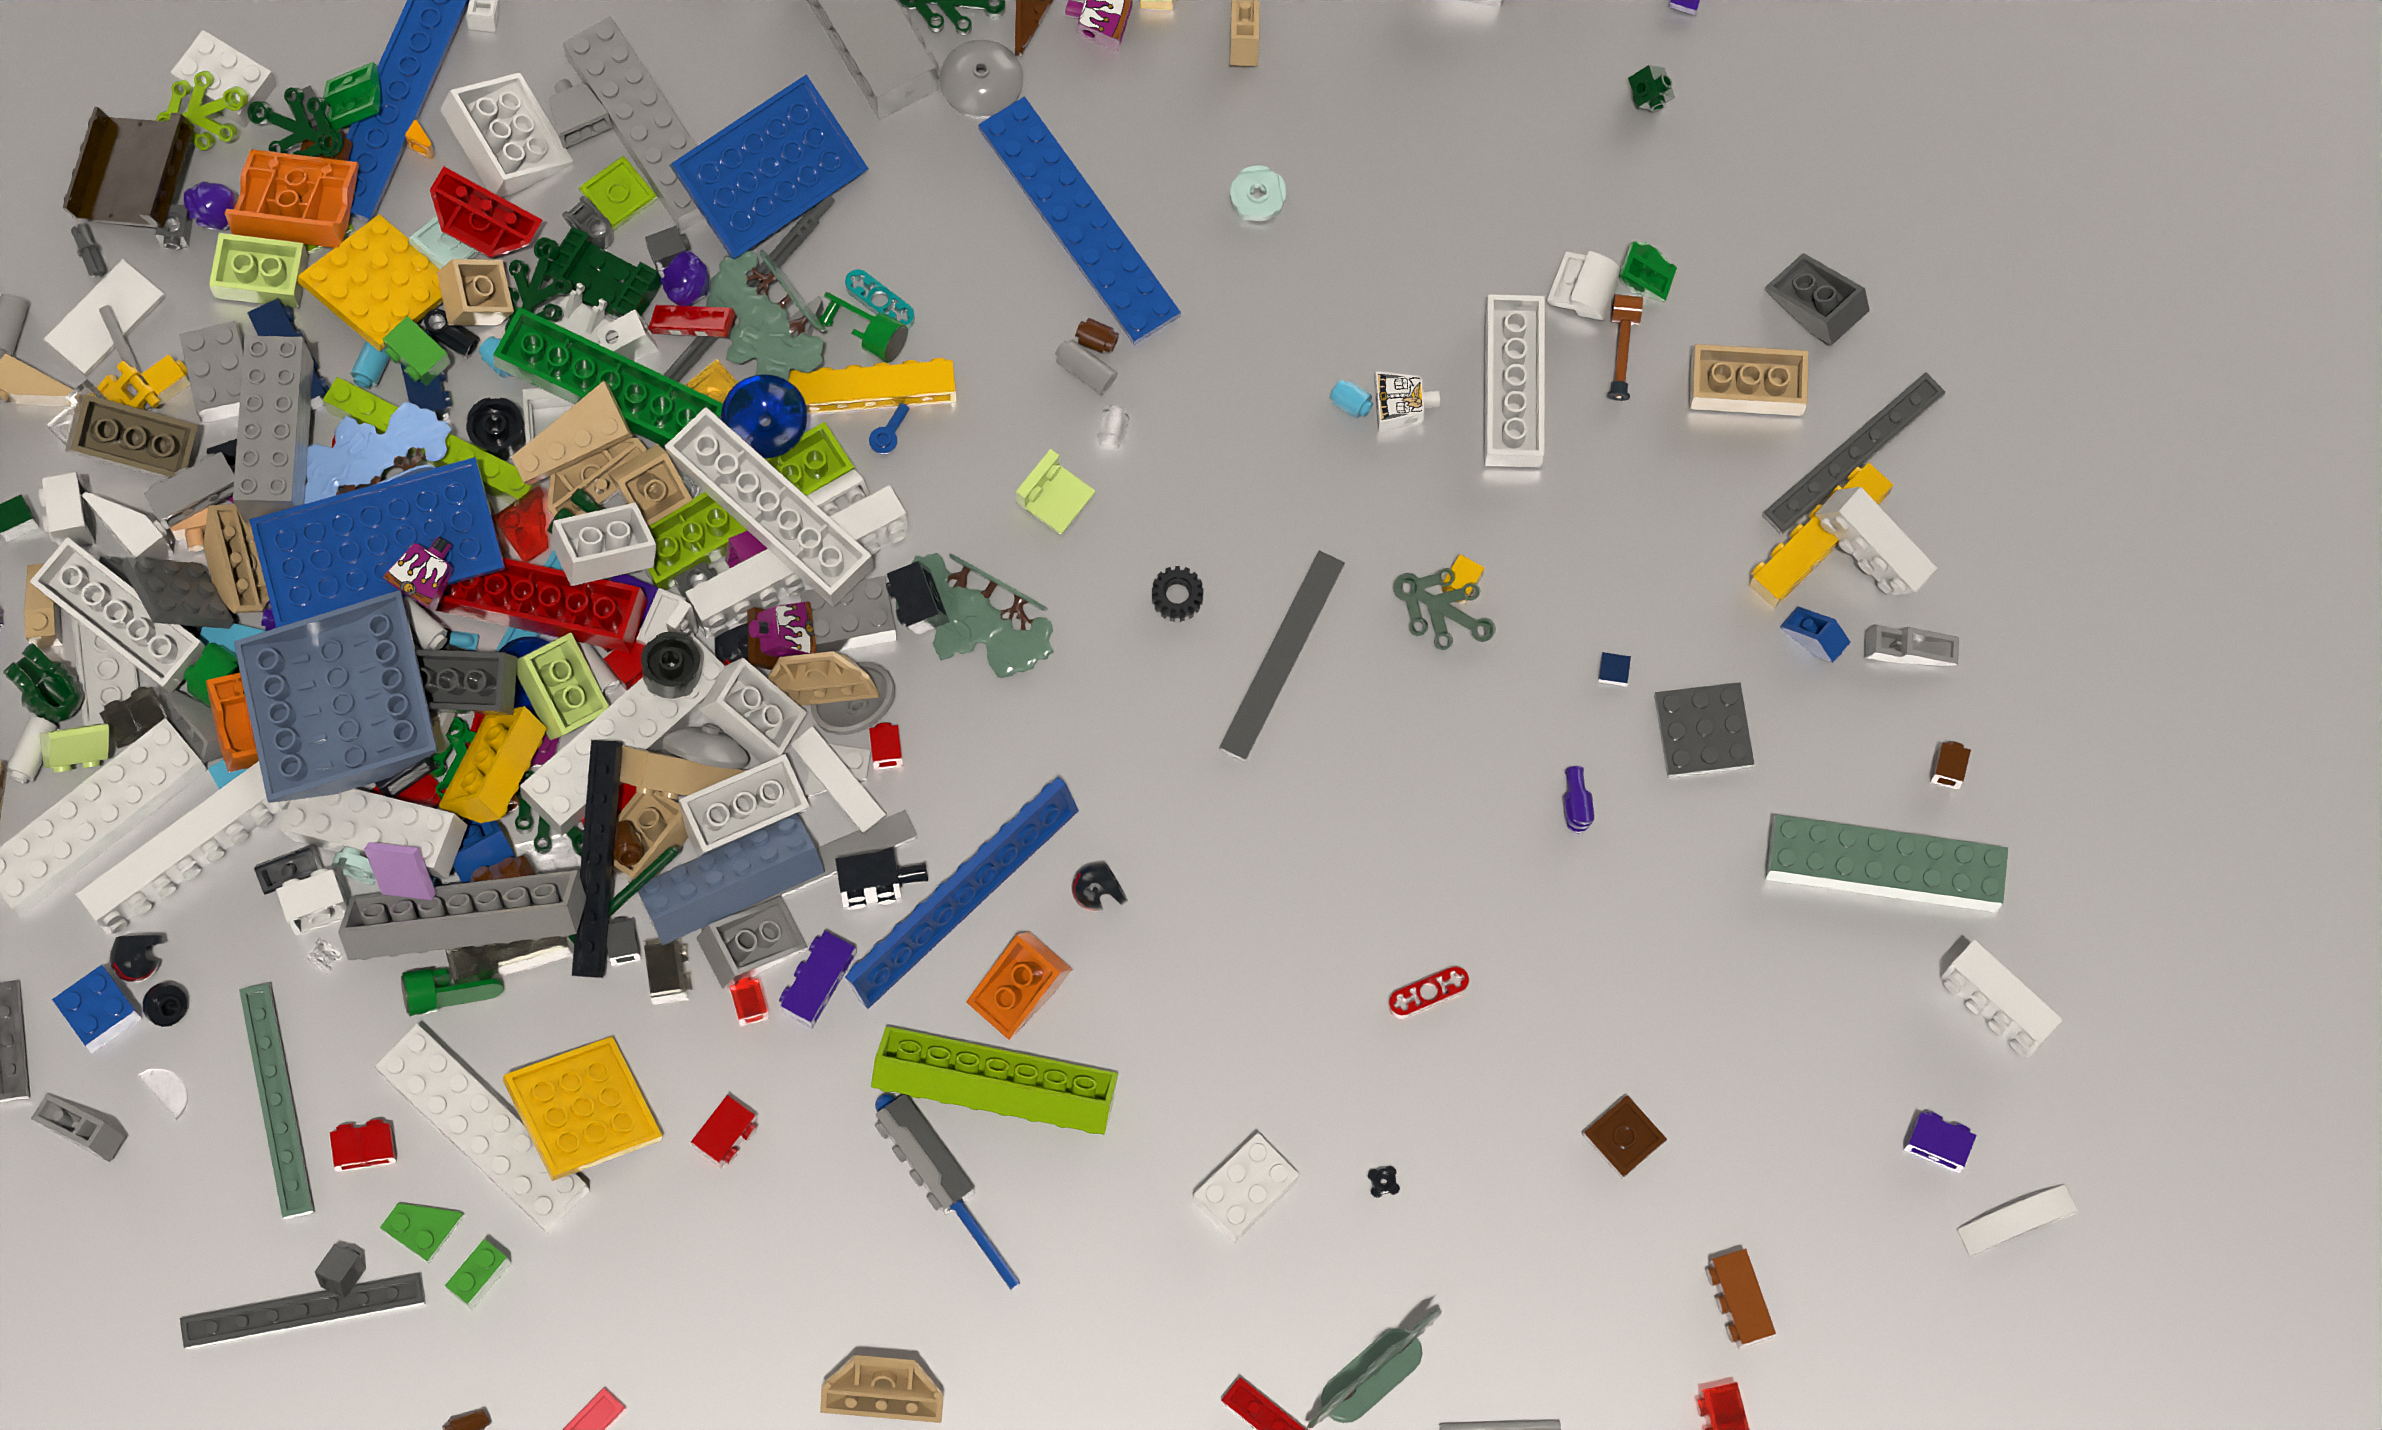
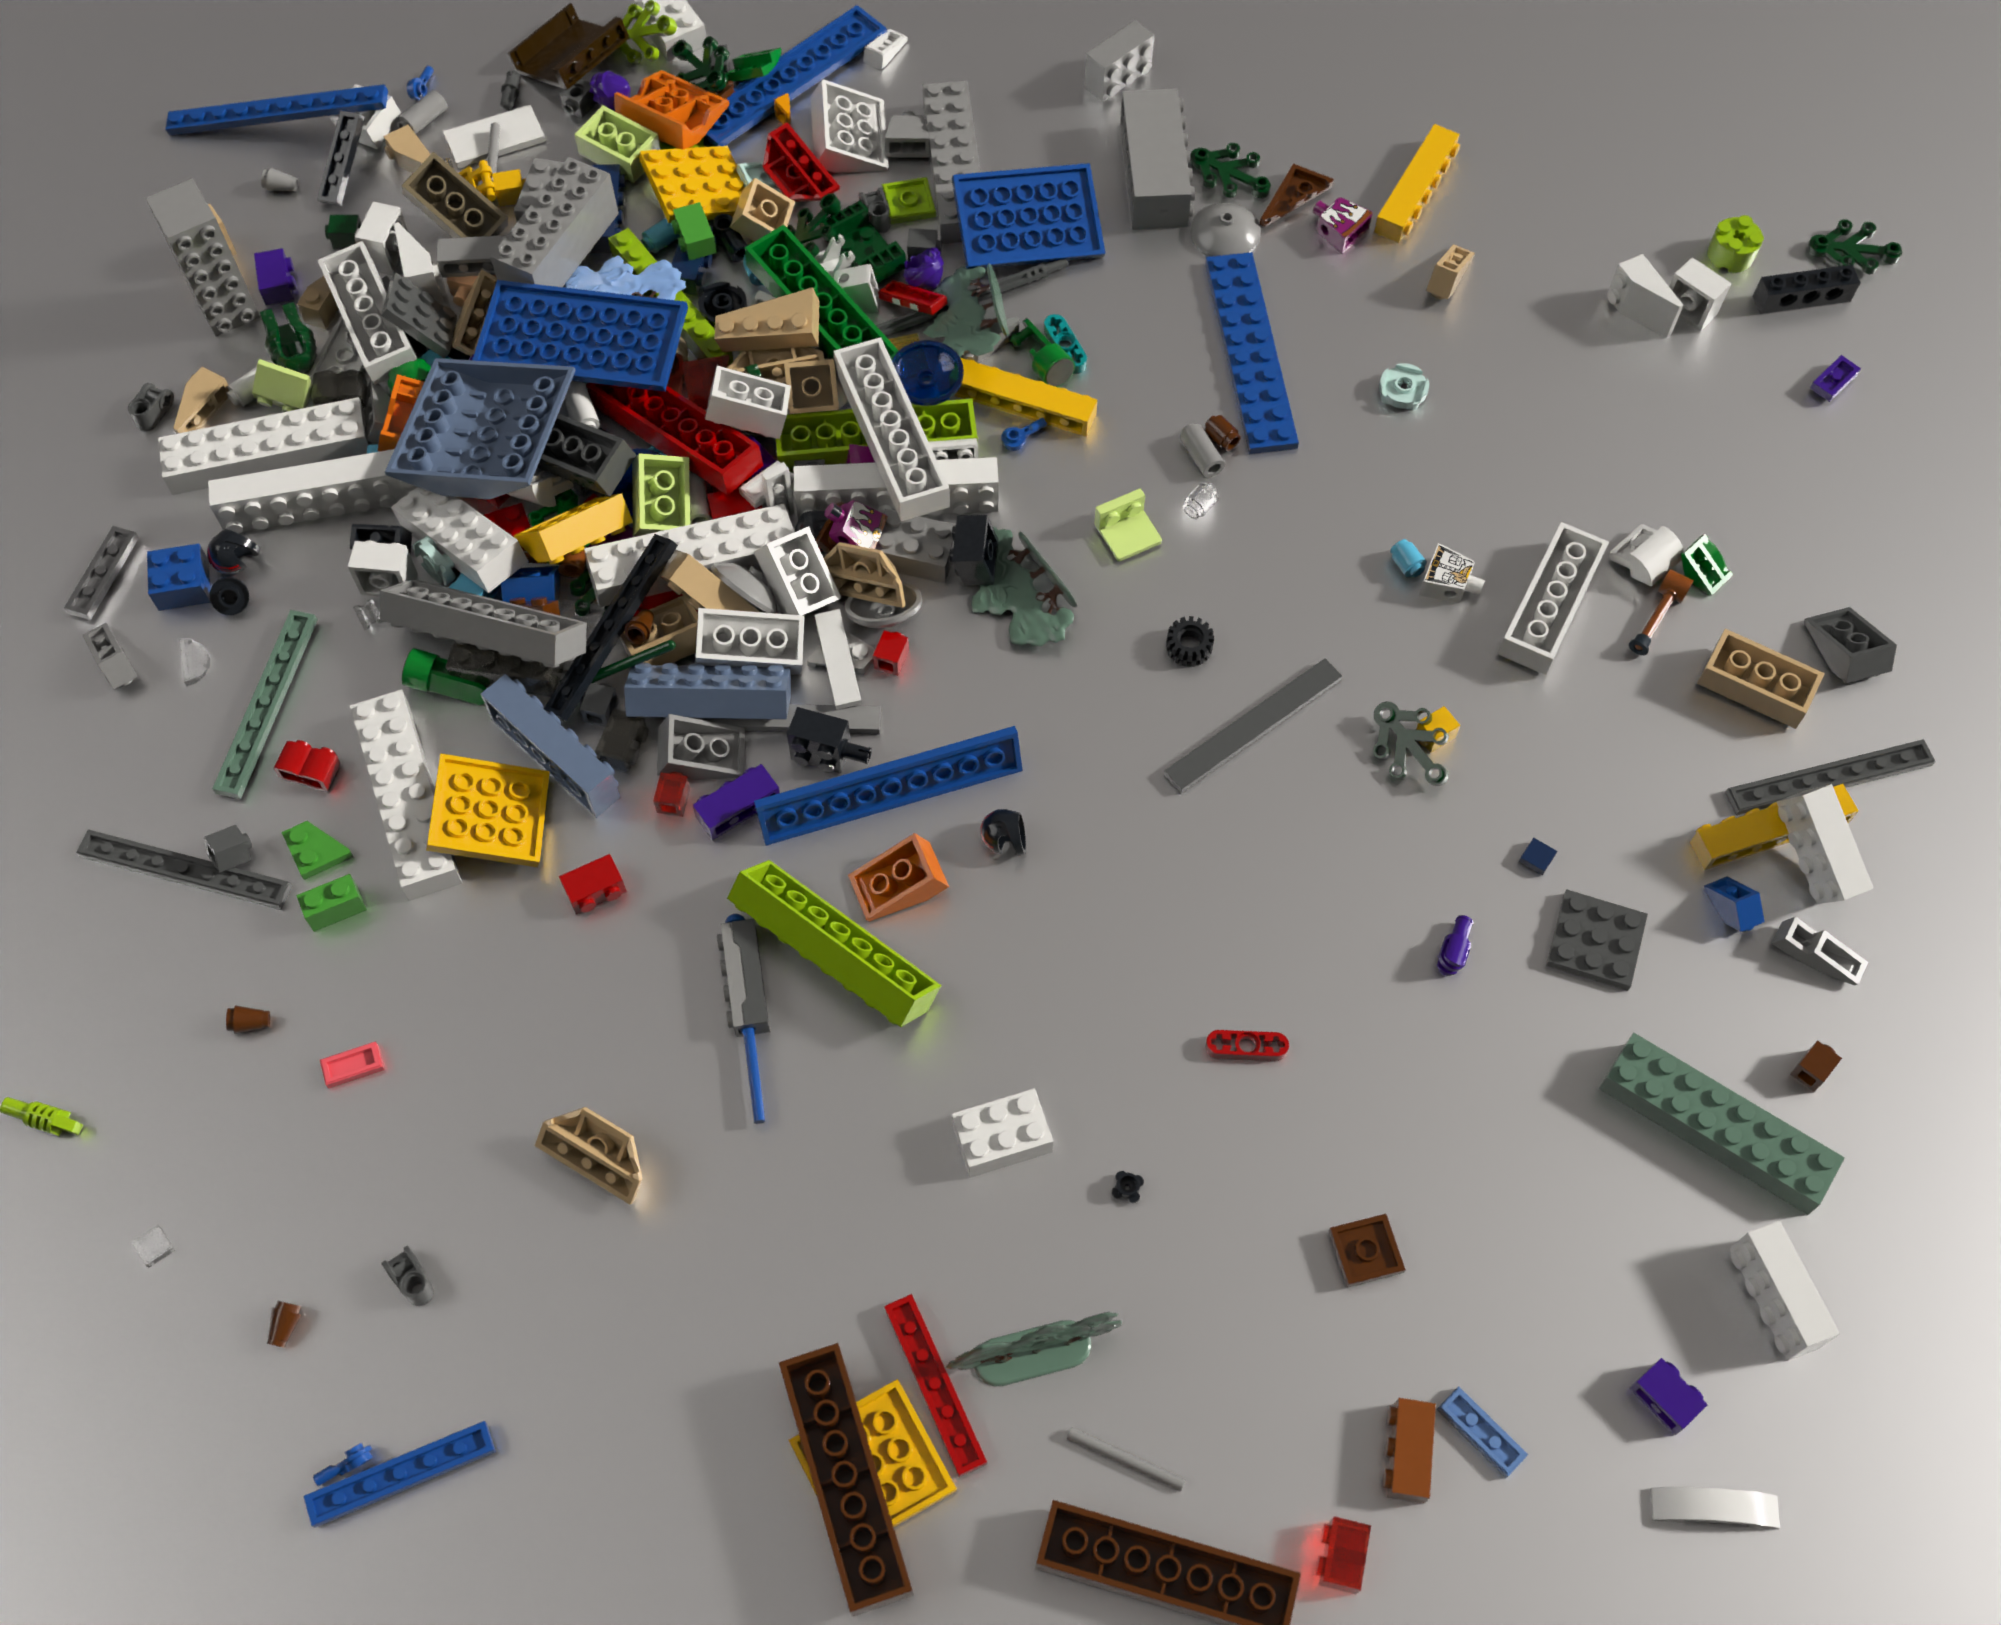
camera: 30 degrees right, 10 degrees down
(398, 783) = (508, 508): black tile -> none
(400, 871) = (453, 566): lavender tile -> none
(422, 573) = (597, 362): torso -> none
(602, 1010) = (551, 745): none -> sand blue brick
(666, 680) = (749, 510): pearl dark grey brick -> none
(1651, 88) = (1769, 434): dark green brick -> none
(1794, 1251) = (1482, 1432): none -> medium blue tile

